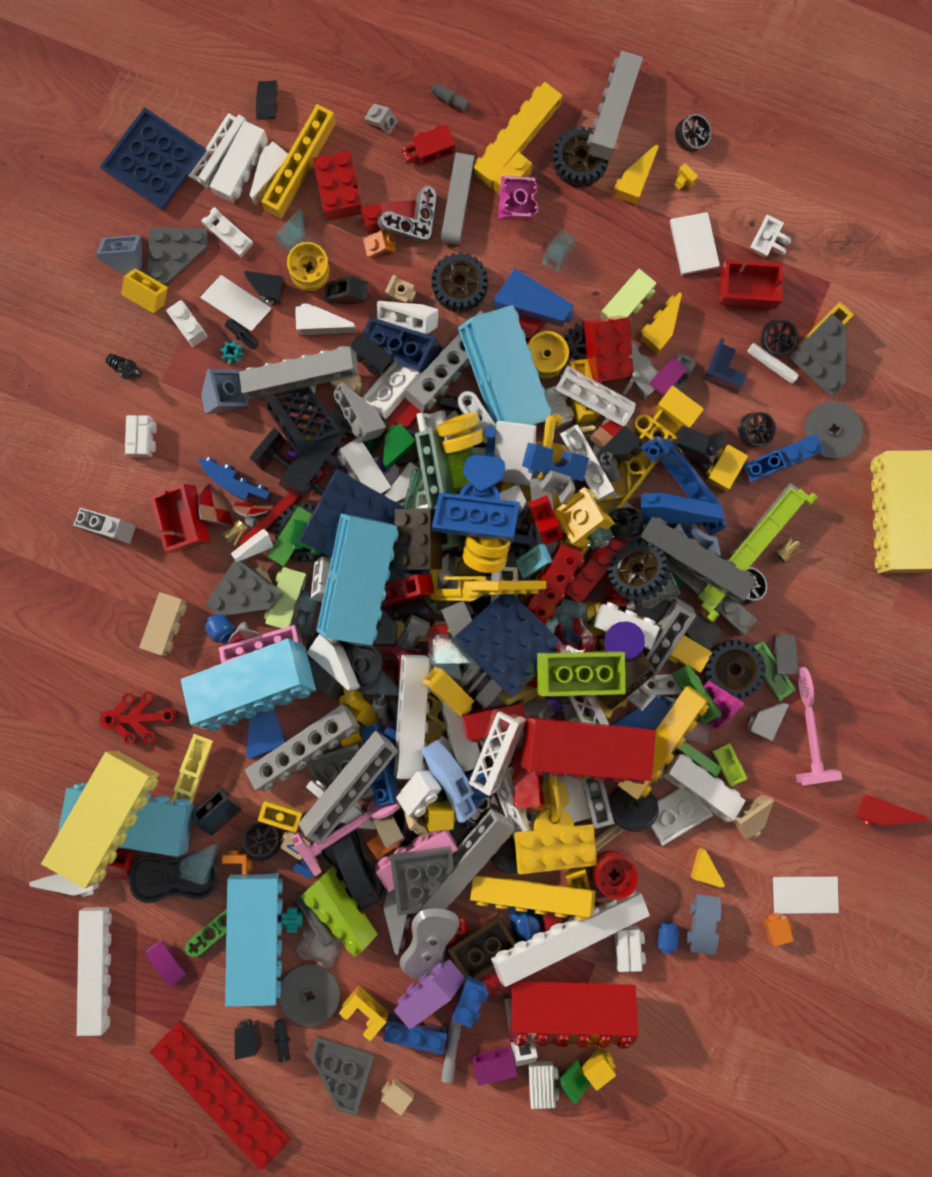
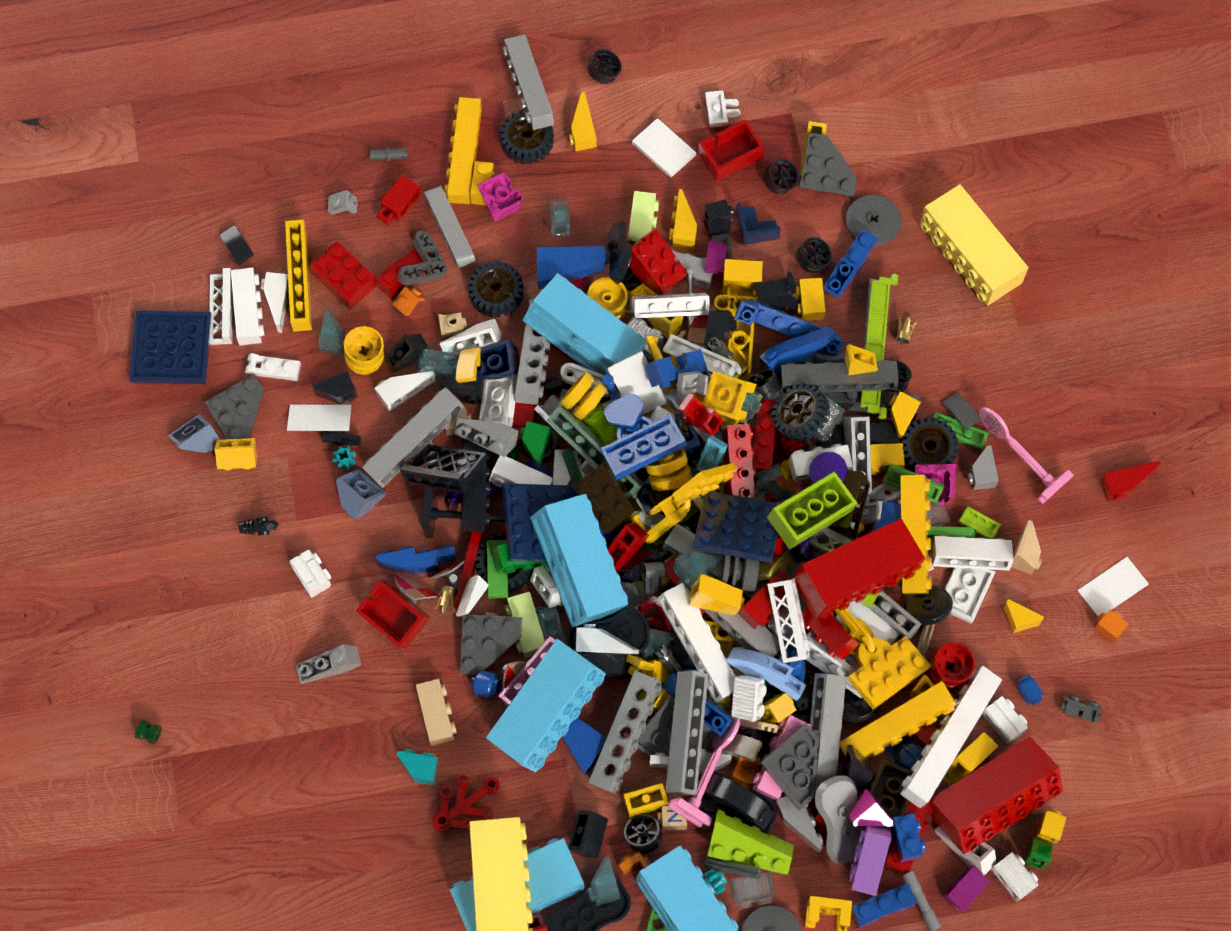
camera: 35 degrees left, 15 degrees down
(119, 662) = (420, 767): none -> teal slope
(187, 323) = (289, 458): white brick -> none
(192, 768) = (542, 810): light yellow slope -> none
(303, 869) = (695, 833): blue tile -> none
(365, 319) = (438, 362): none -> clear light blue slope
(386, 336) = (467, 365): none -> yellow slope
(453, 958) = (869, 812): none -> dark pink slope
(471, 911) = (858, 768): none -> black slope
(577, 964) = (970, 759): none -> yellow slope
(583, 317) = (618, 251): none -> black plate
(686, 176) = (622, 102): yellow tile -> none
(695, 341) = (717, 218): none -> black brick
(705, 914) = (1054, 667): sand blue brick -> none
(708, 988) = (1089, 709): none -> dark grey hinge
(723, 560) = (859, 360): none -> yellow slope
(731, 627) = (902, 411): none -> yellow slope
(773, 363) = (790, 199): white axle -> none

